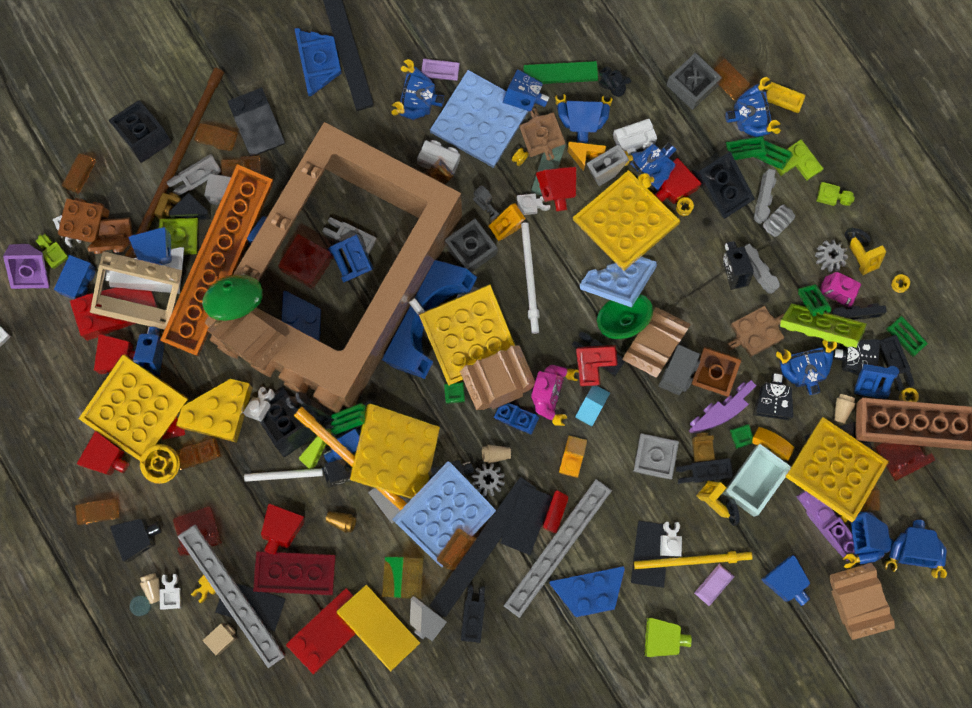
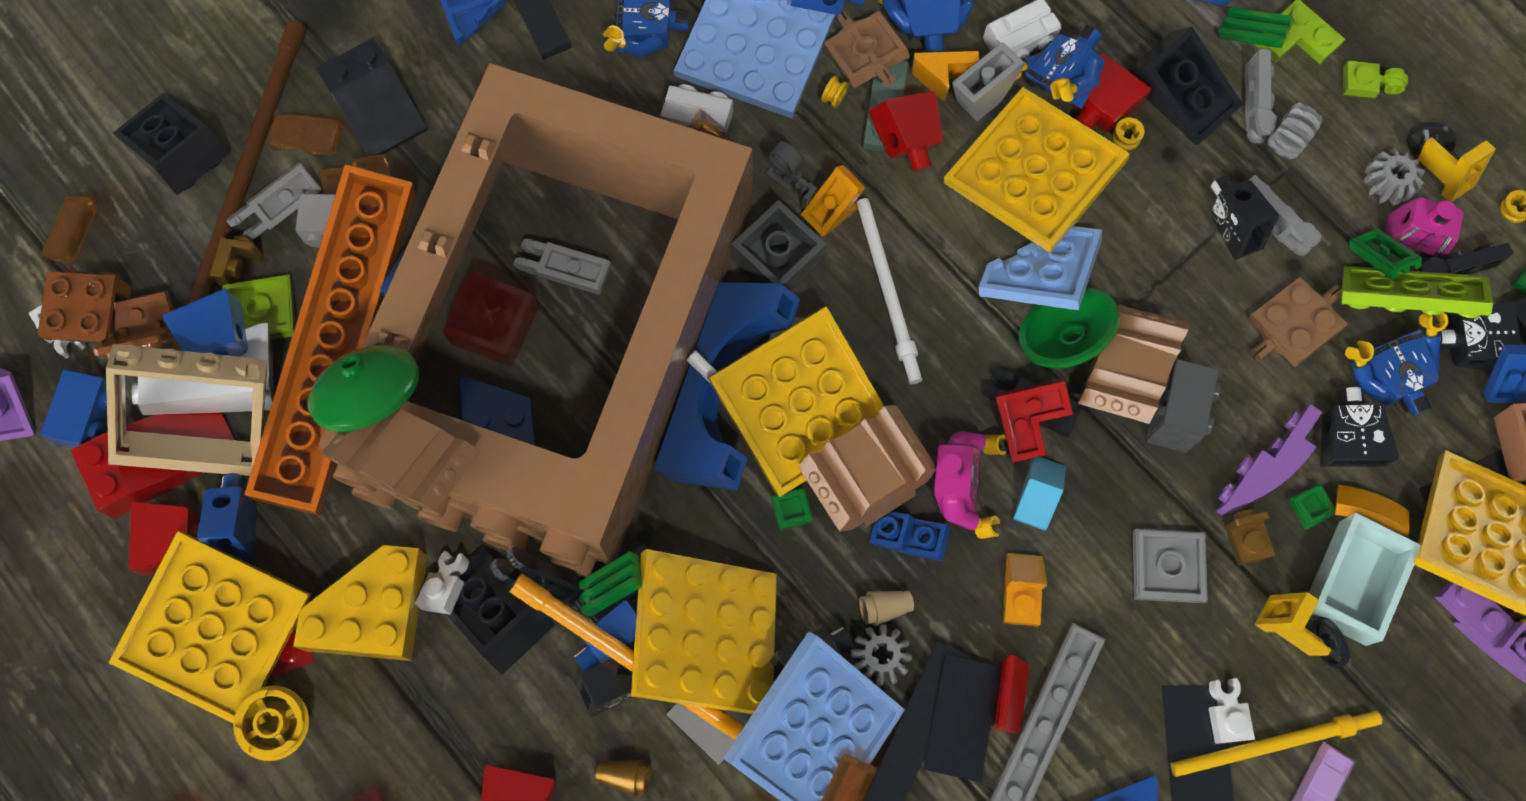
camera: 10 degrees left, 5 degrees down
(54, 253) = (36, 373): lime plate -> none
(103, 456) = (163, 725): red torso -> none
(189, 208) = (271, 259): black slope -> none
(198, 454) = (342, 693): clear orange slope -> none
(283, 474) = (505, 706): white bar -> none
(312, 454) = (555, 655): lime slope -> none
(355, 255) = (580, 297): blue plate -> none
(529, 204) = (868, 167): white plate -> none
(707, 471) = (1266, 577): black hinge -> none
(716, 371) = (1250, 398): dark orange slope -> none
(746, 150) = (1213, 28): green tile -> none
(788, 581) = (1456, 752): blue torso -> none
(843, 408) = (1476, 428): tan cone -> none

